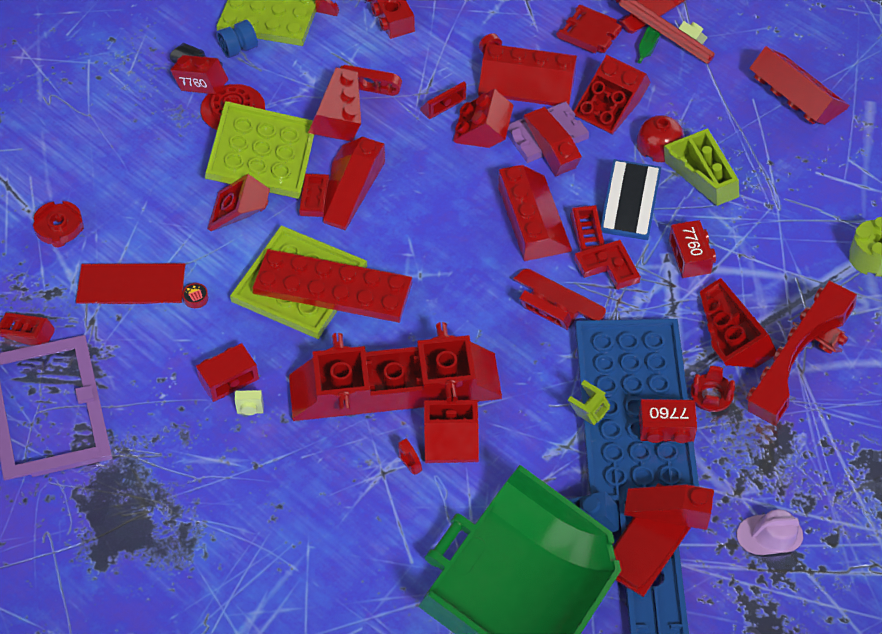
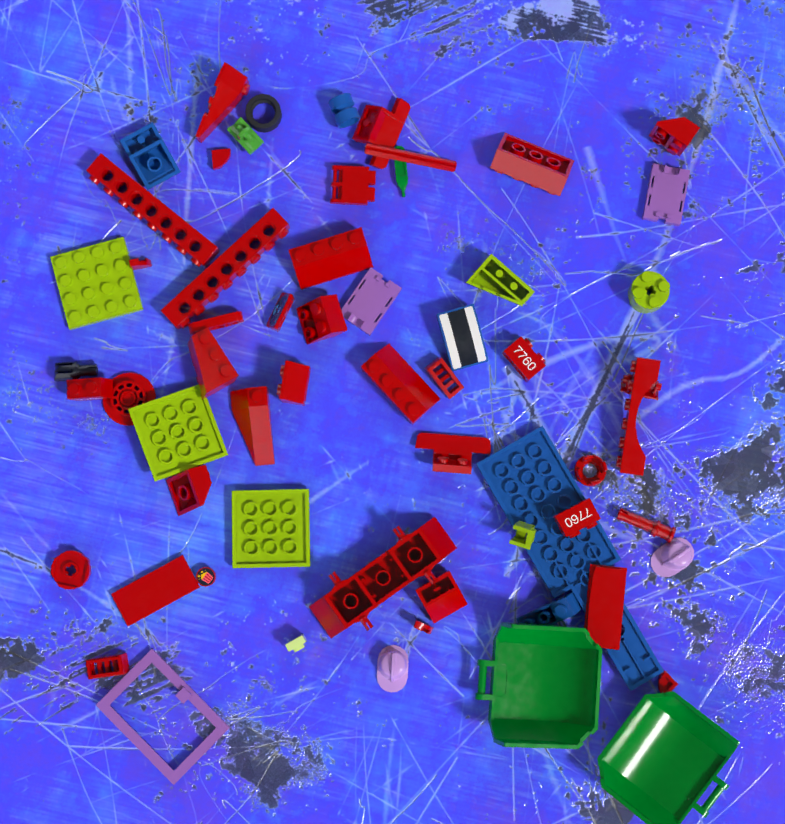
camera: 30 degrees left, 30 degrees up
(227, 372) = (267, 627): red brick -> none
(237, 38) = (94, 336): blue wheel -> none
(314, 195) = (237, 449): red plate -> none
(333, 285) = (298, 524): red plate -> none
(344, 488) = (392, 668): none -> lavender piece
(409, 40) = (200, 284): none -> red brick
(415, 157) = (294, 383): none -> red slope
(489, 39) = (287, 240): red tile -> none
(553, 141) = (382, 314): red slope -> none
(609, 258) = (473, 395): red plate -> none
(612, 94) = (401, 245): red slope -> none
(655, 134) = (454, 275): red cylinder -> none
(671, 504) = (608, 583): red slope -> none
(693, 31) = (431, 149): yellowish green plate -> none
(733, 329) = (585, 416): red wedge -> none
(763, 486) = (654, 527): none -> red pin

